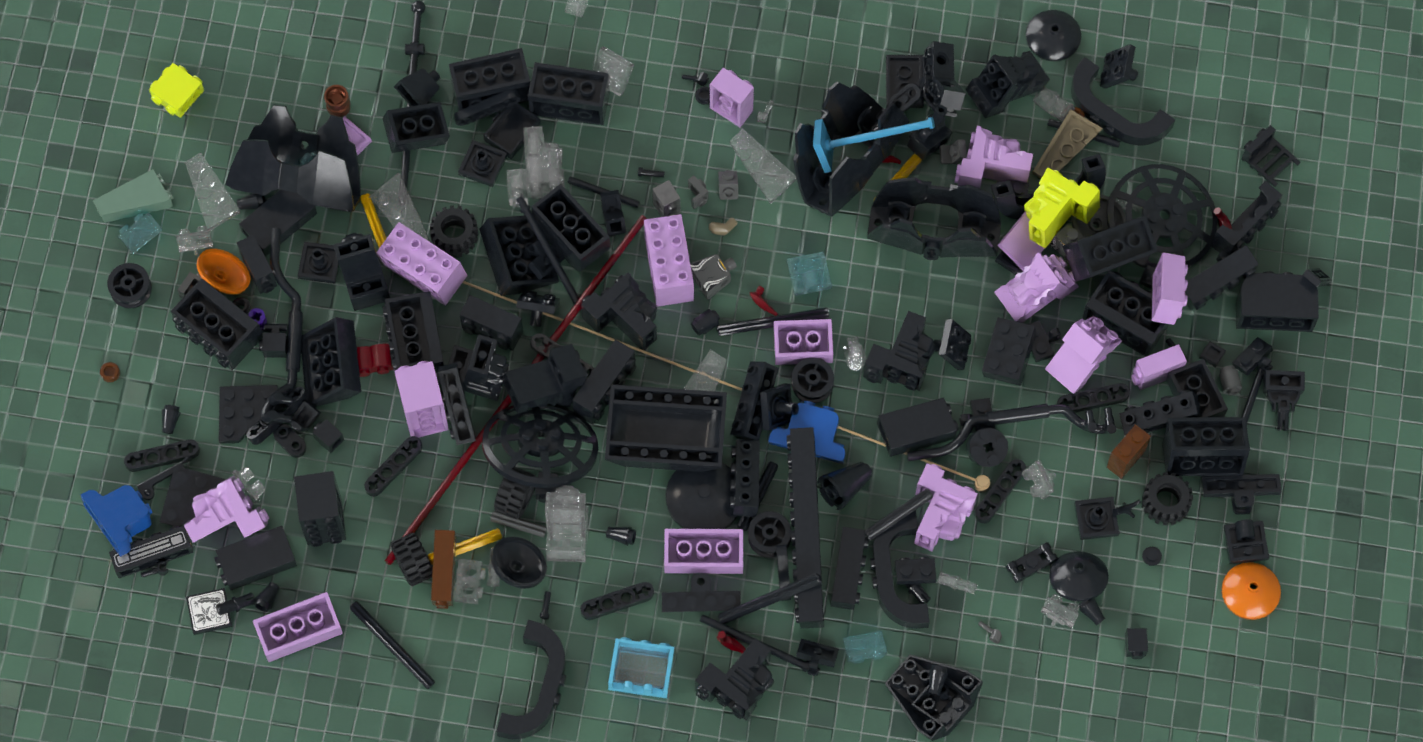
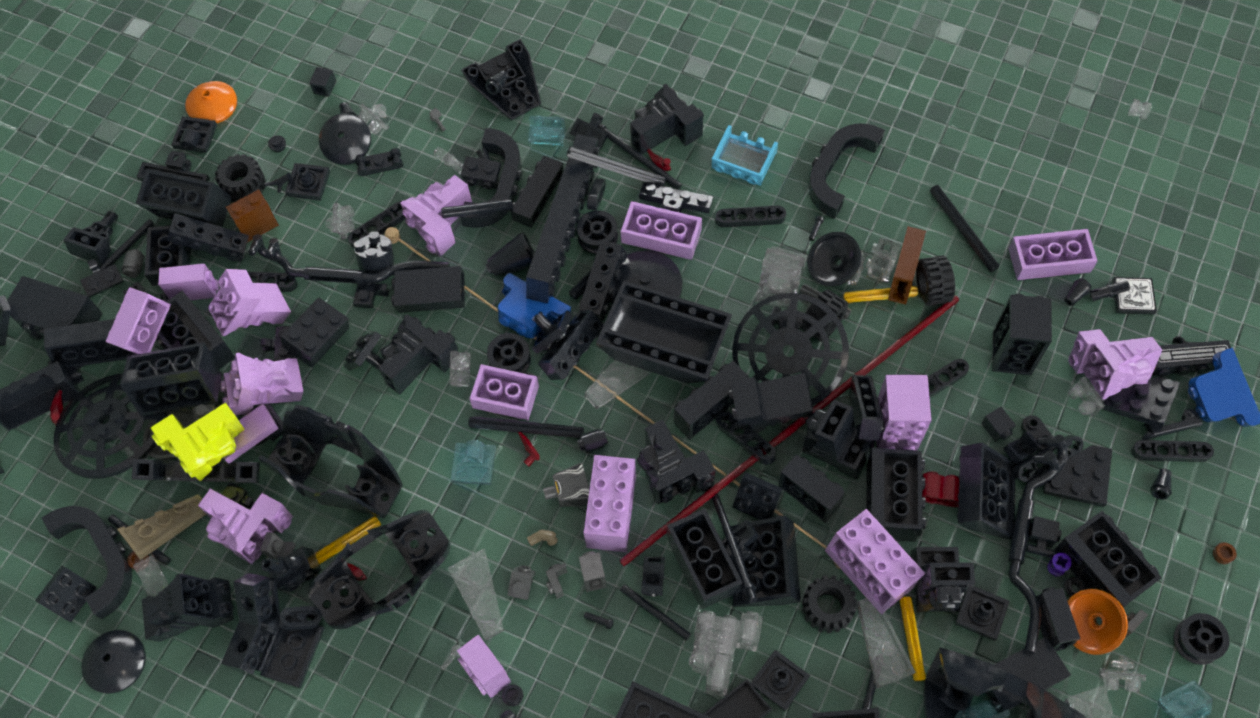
camera: 160 degrees left, 5 degrees down
(255, 558) = (1070, 321): black brick -> none
(624, 535) = (731, 267): black cone -> none
(824, 145) = (404, 565): dark azure tile -> none

